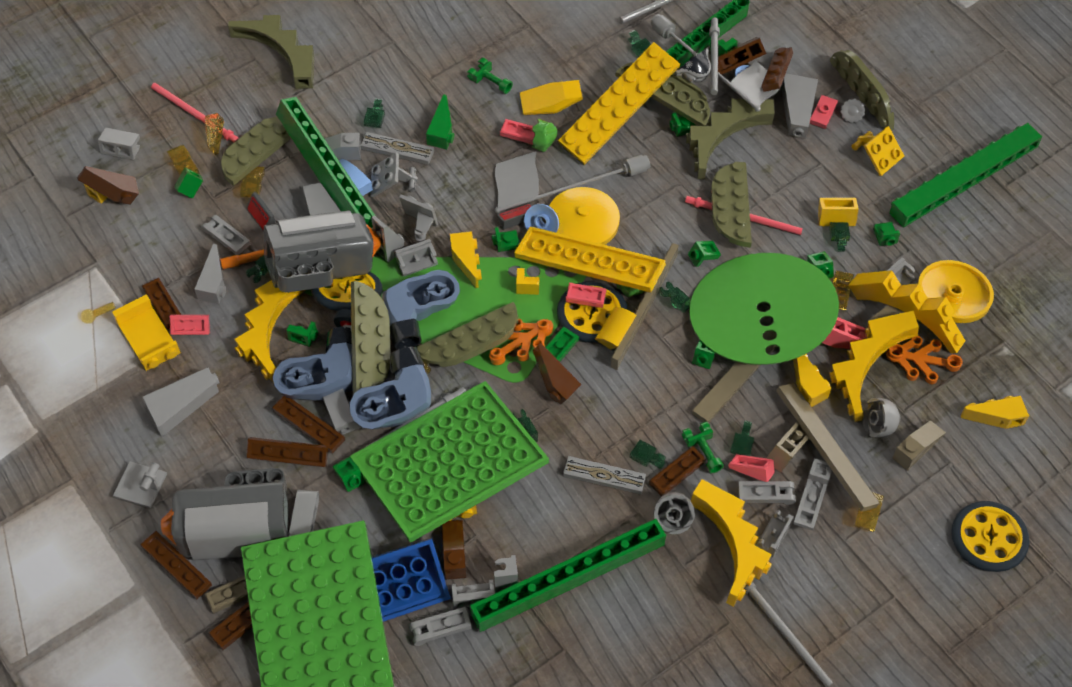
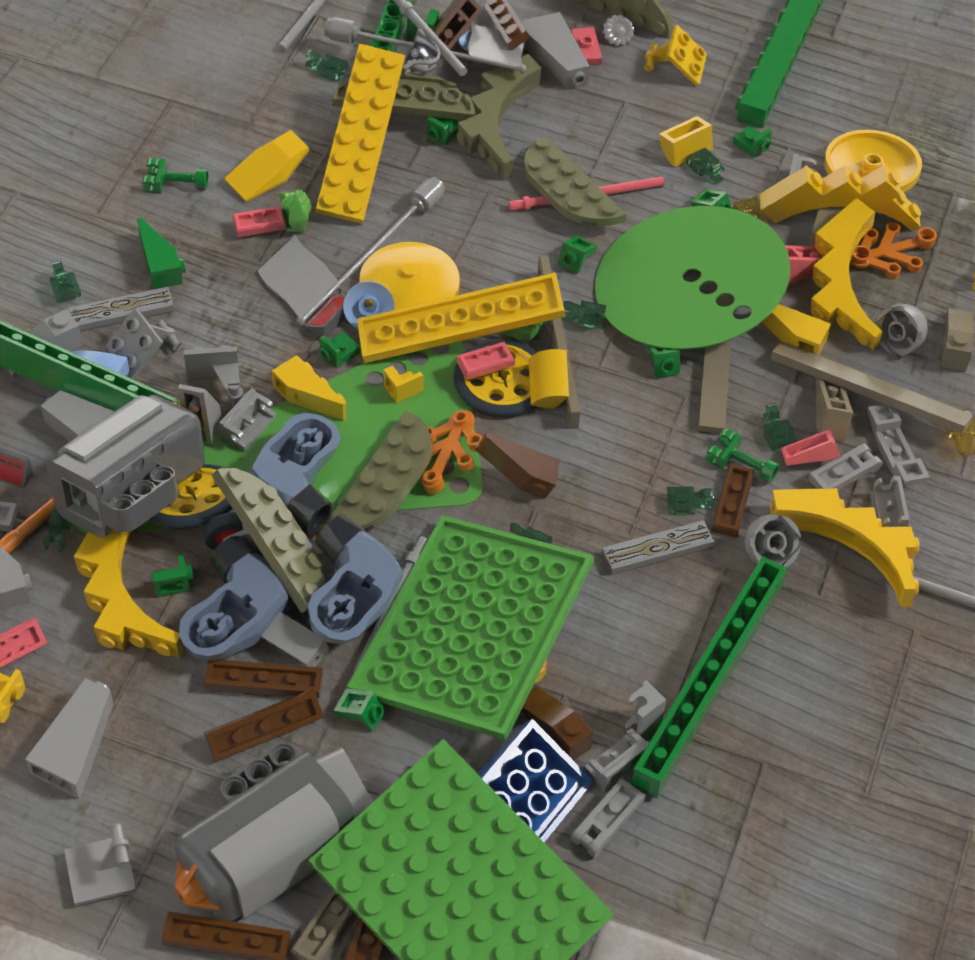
camera: 35 degrees left, 5 degrees down
(562, 343) = (497, 423): green plate -> none

